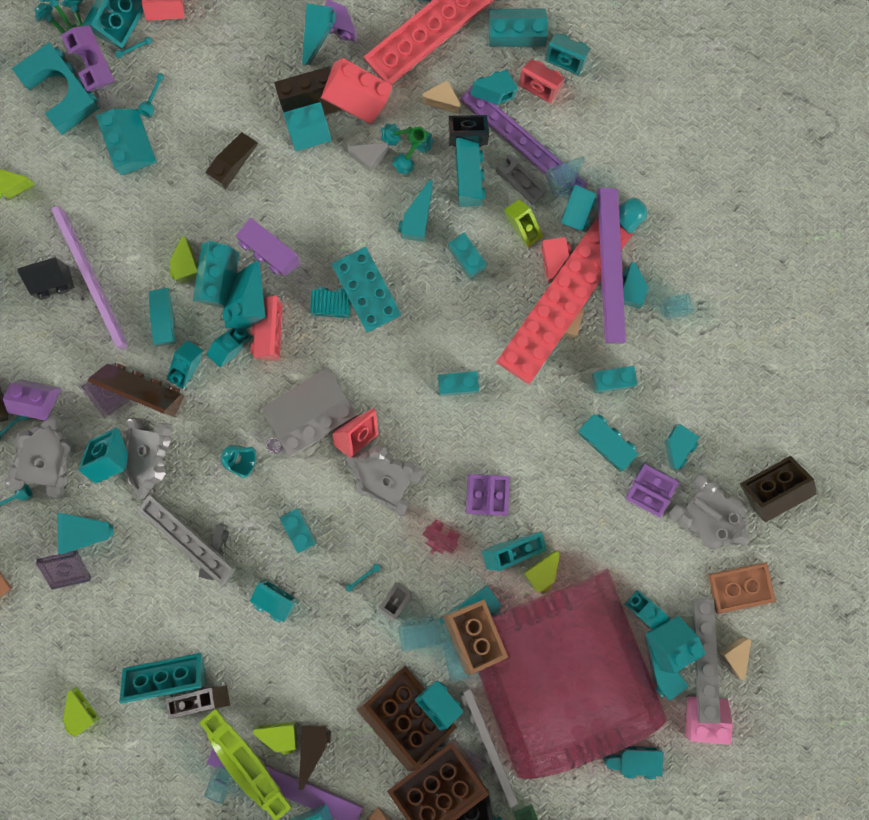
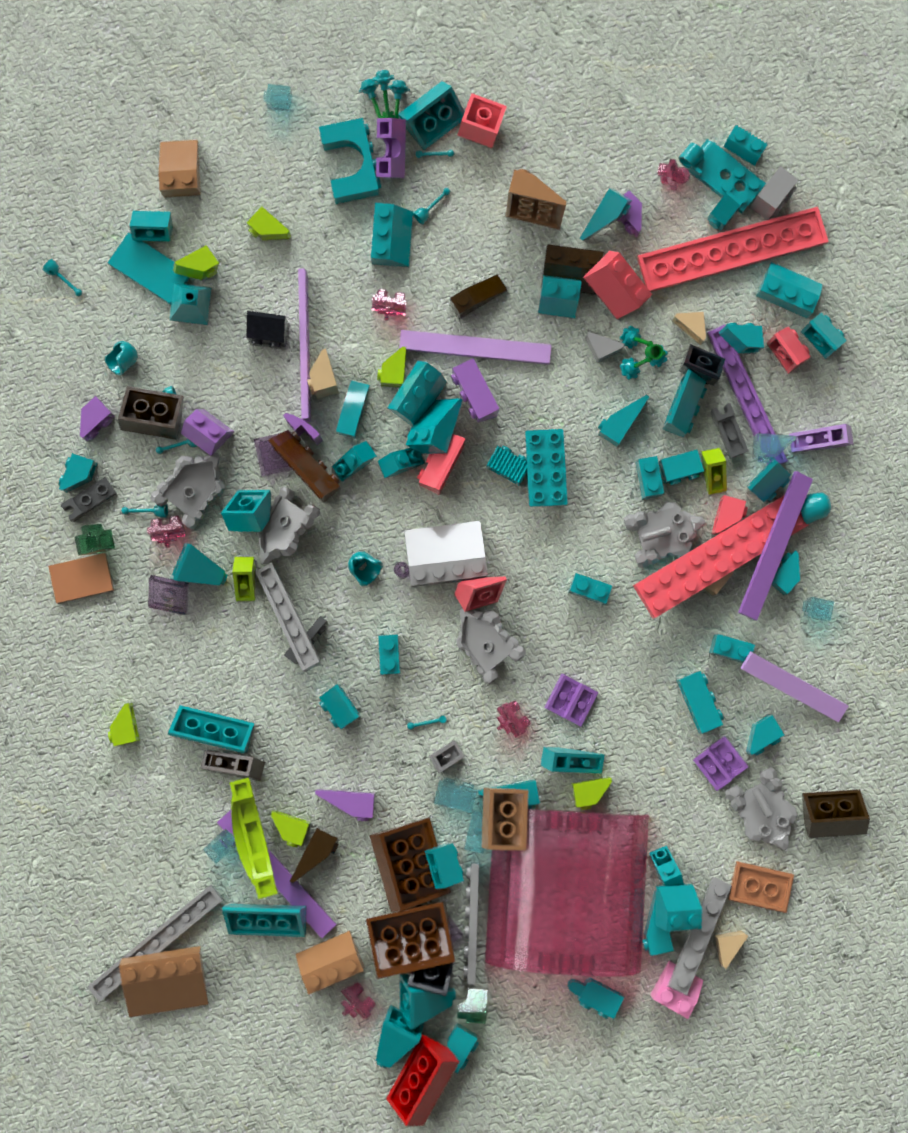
camera: 20 degrees right, 0 degrees up
(38, 511) = (166, 533): none -> clear pink hips
(118, 299) = (322, 379): none -> tan slope
(120, 355) = (301, 426): none -> medium lavender slope
(130, 521) = (244, 578): none -> lime slope
(153, 205) = (389, 305): none -> clear pink hips
(241, 46) = (534, 201): none -> medium nougat slope
(251, 208) = (475, 347): none -> lavender tile
(326, 686) = (353, 803): none -> medium lavender slope
(491, 233) = (680, 467): none -> teal brick
(502, 301) = (663, 532): none -> light grey shield
(609, 148) = (822, 438): none -> medium lavender slope
(687, 388) = (794, 686): none -> lavender tile

